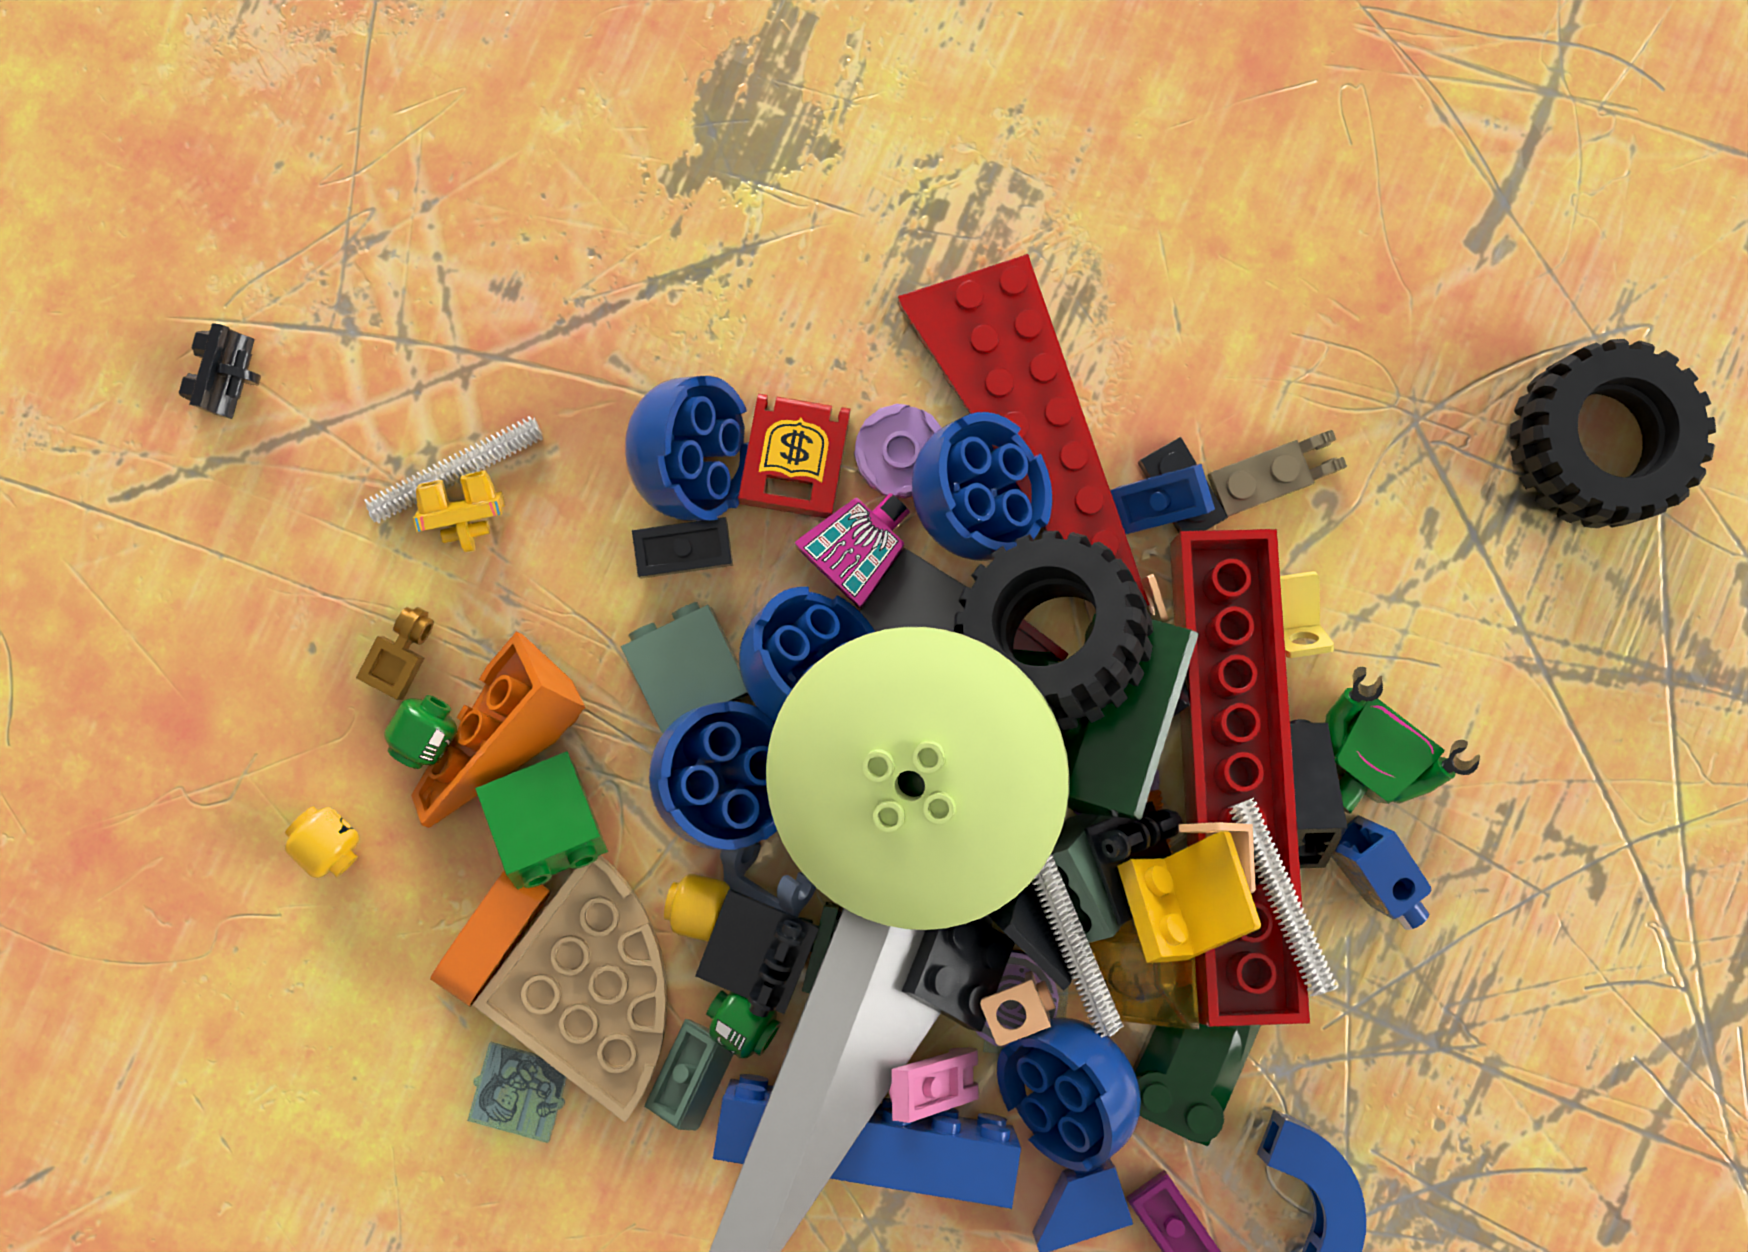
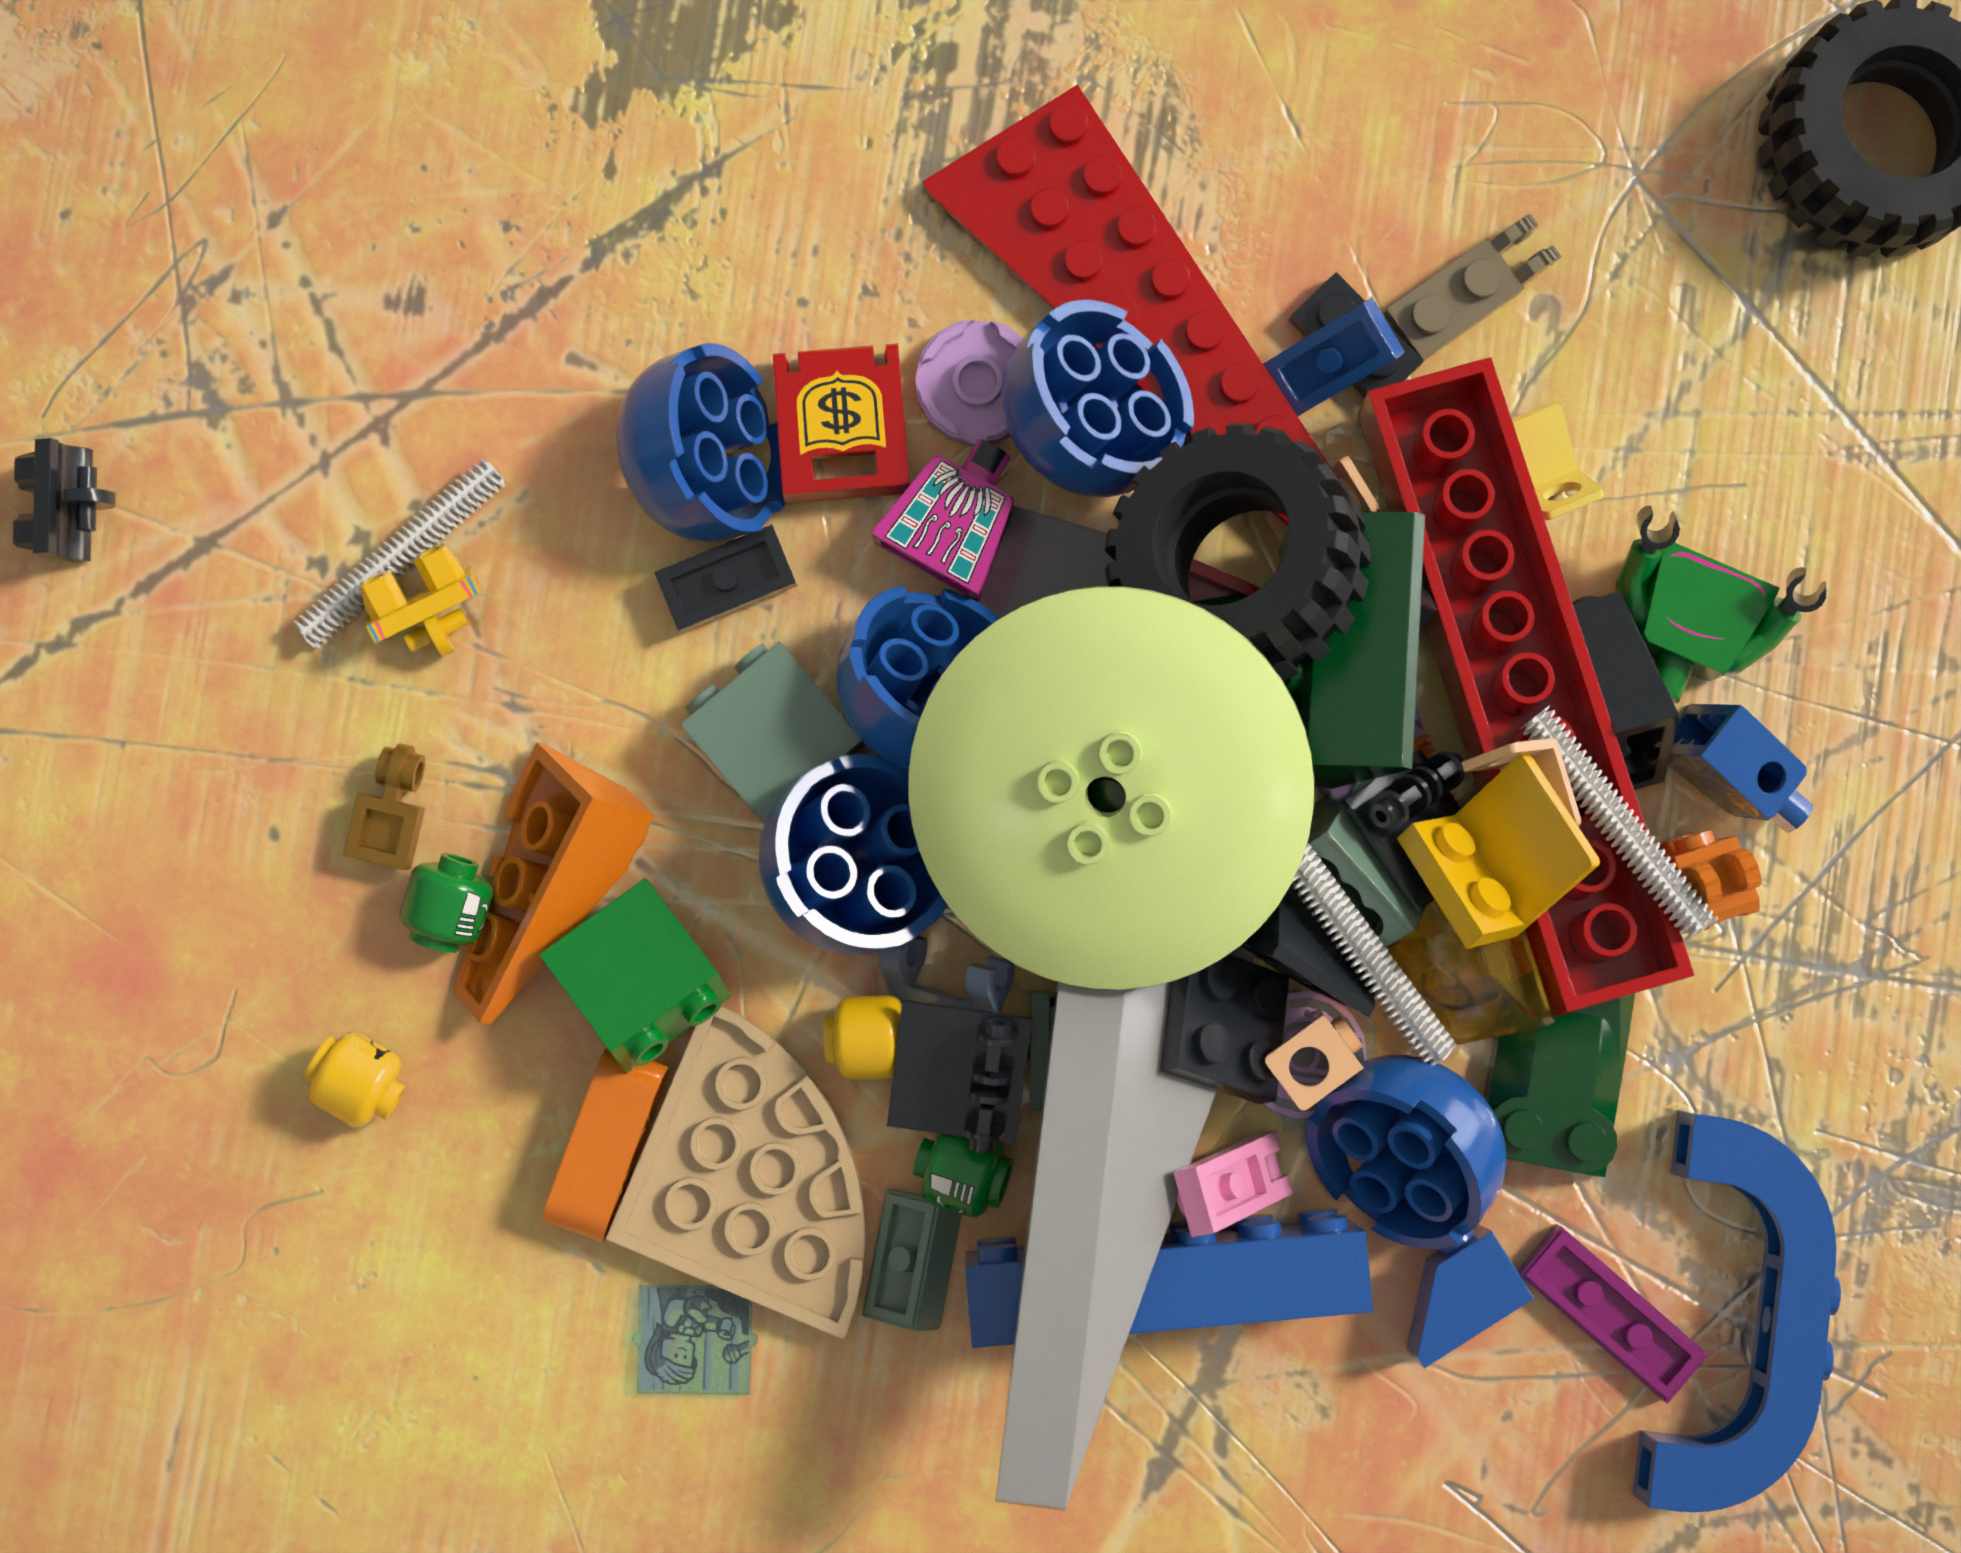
camera: 15 degrees left, 0 degrees up
(1345, 948) = (1718, 872): none -> orange hinge

